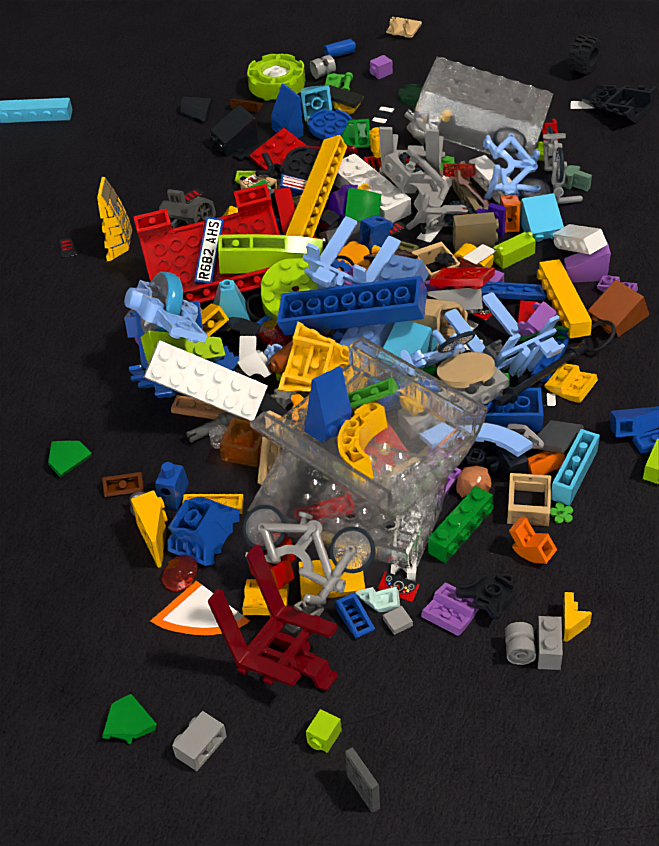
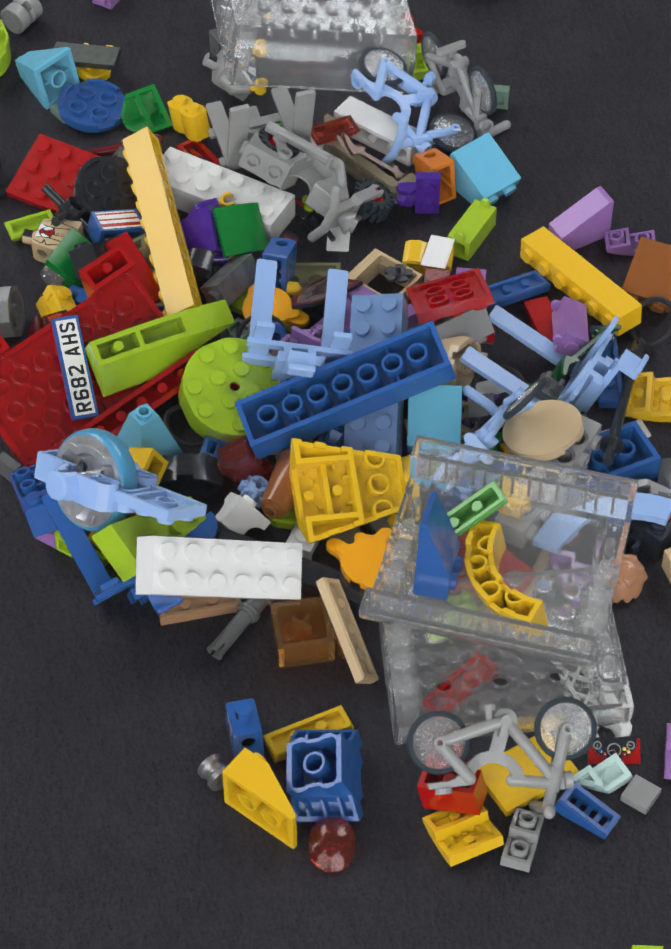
camera: 30 degrees left, 5 degrees up
(66, 456) = (61, 743): green slope -> none
(123, 484) = (169, 754): reddish brown slope -> none
(192, 613) = (389, 887): sticker -> none
(216, 434) = (255, 629): clear wheel -> none
(246, 346) = (212, 493): white sticker -> none
(257, 657) = (556, 902): dark red piece -> none
(287, 112) = (30, 108): blue slope -> none
(336, 79) = (50, 32): bright green plate -> none
(383, 114) = (155, 67): sticker -> none
(409, 94) = (178, 22): clear green tile -> none
(460, 524) = (642, 637): green brick -> none
(475, 230) = (409, 218): dark tan brick -> none
(579, 239) = (558, 190): white brick -> none

